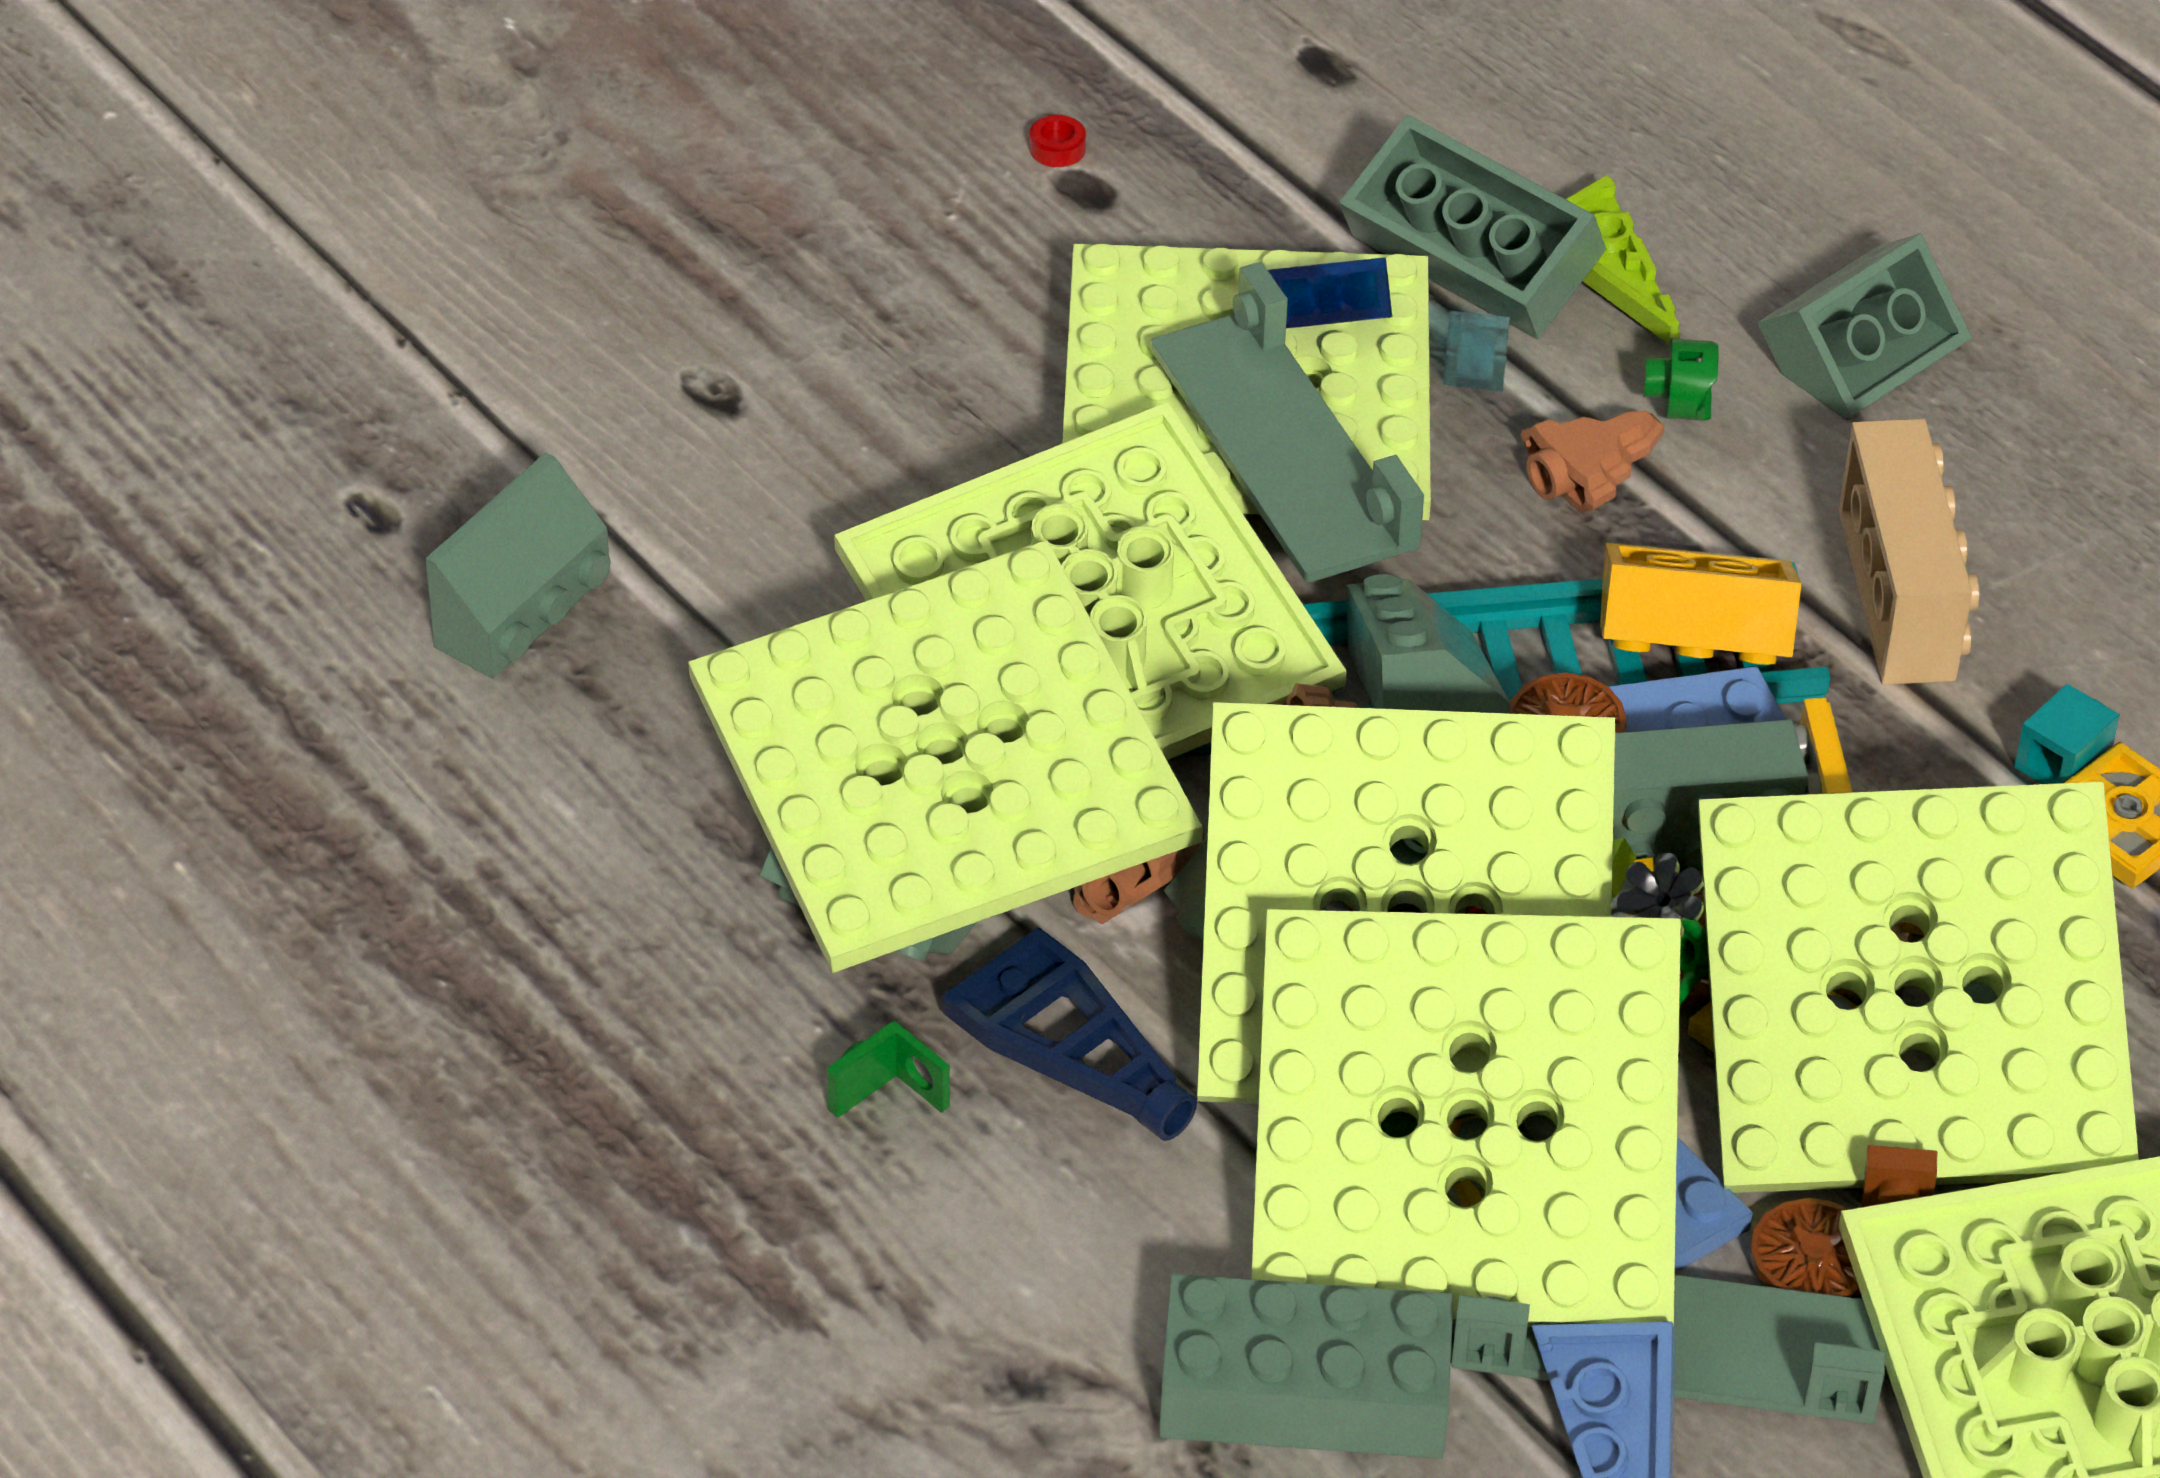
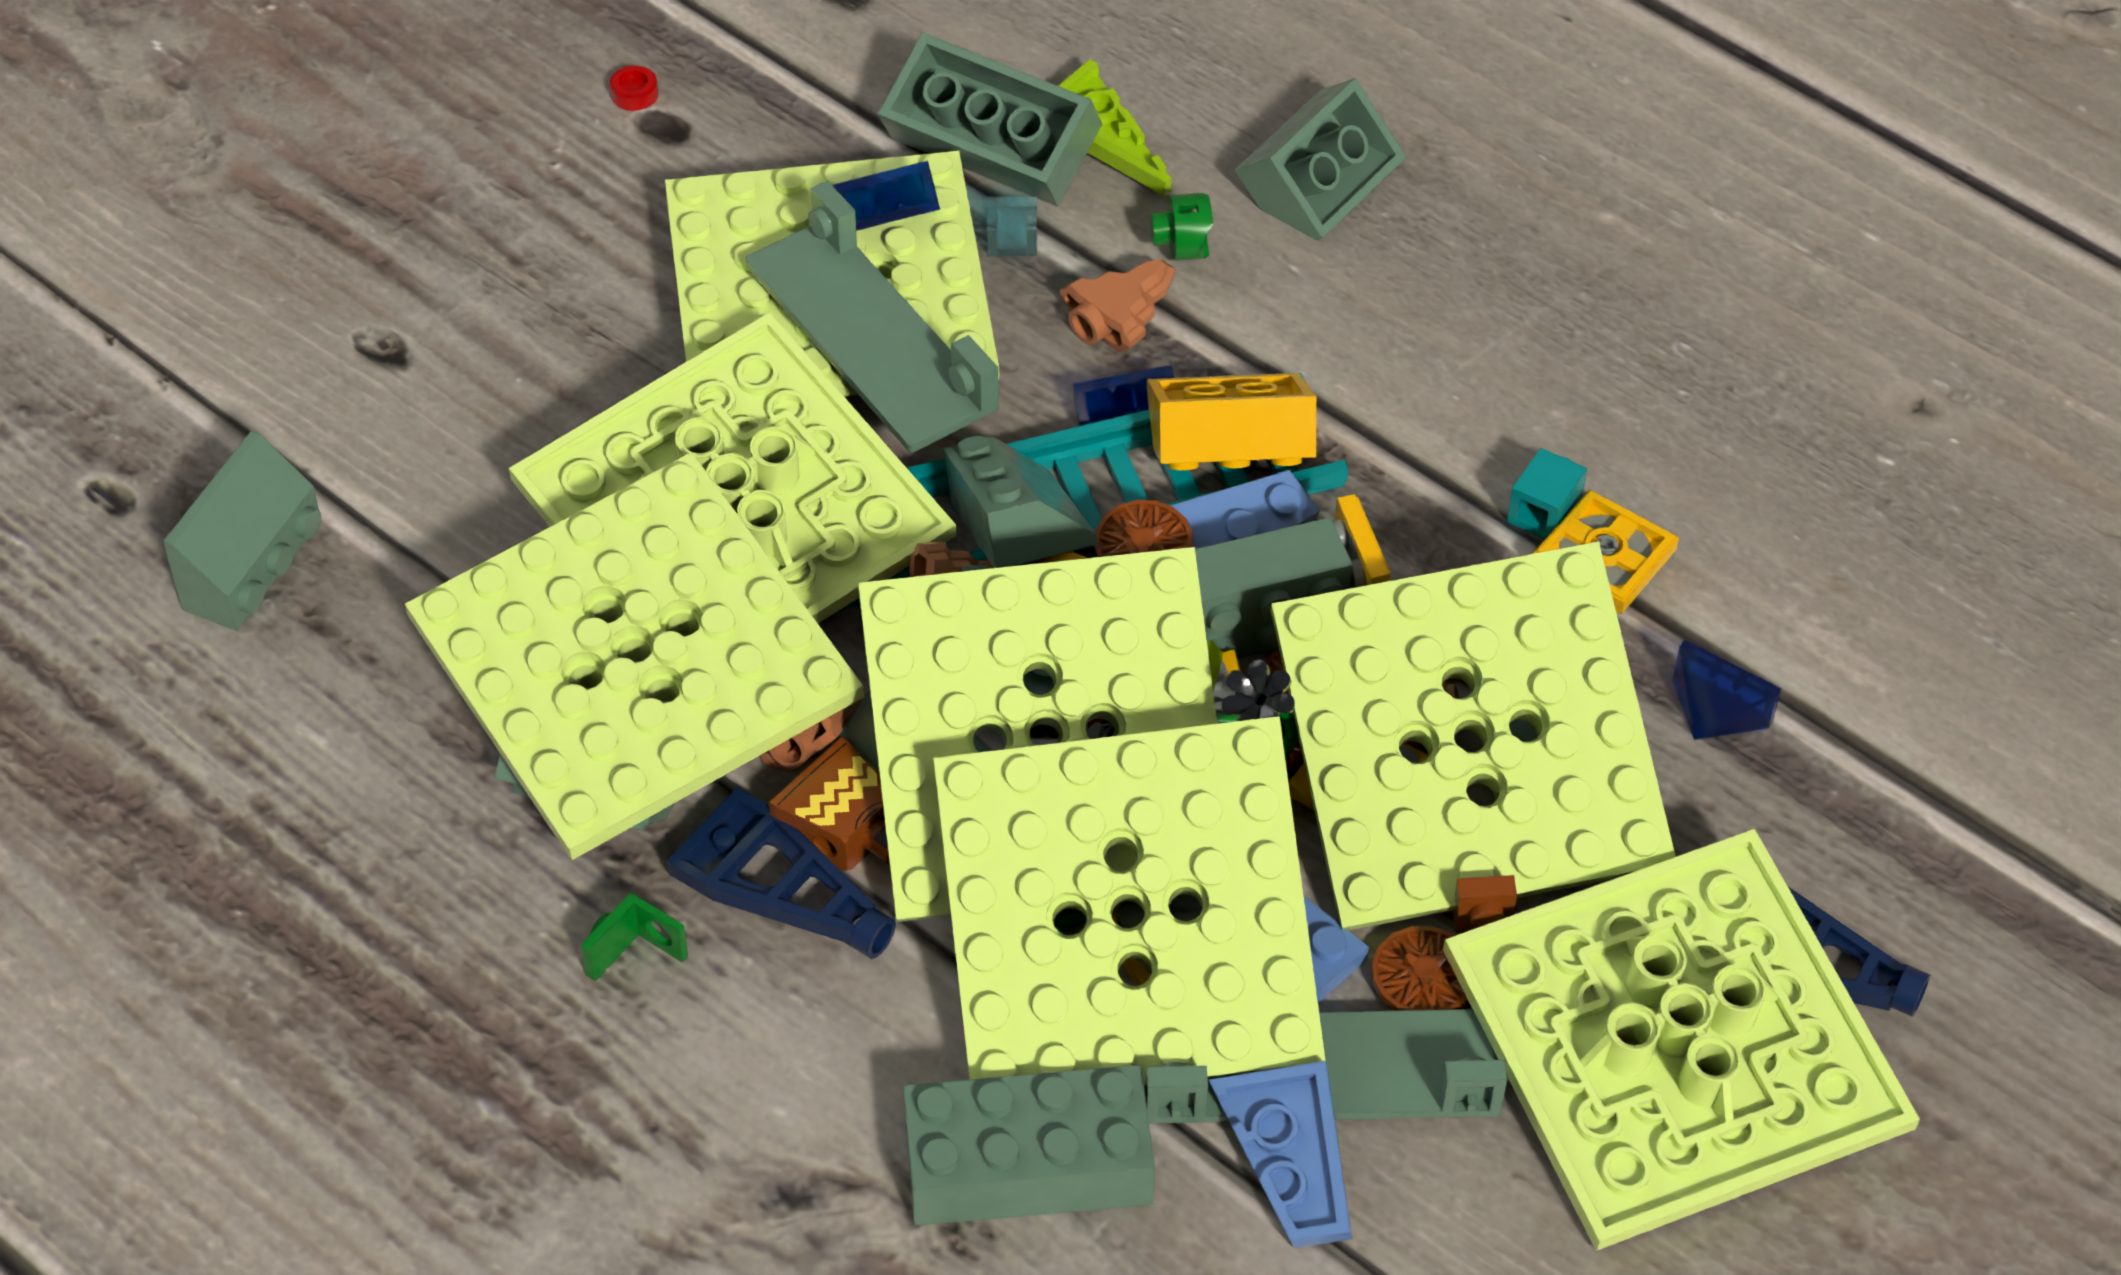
camera: 10 degrees left, 5 degrees up
(1150, 964) = (837, 806): none -> dark orange torso
(1564, 556) = (1115, 393): none -> clear blue slope
(1907, 552) = (1391, 352): tan brick -> none

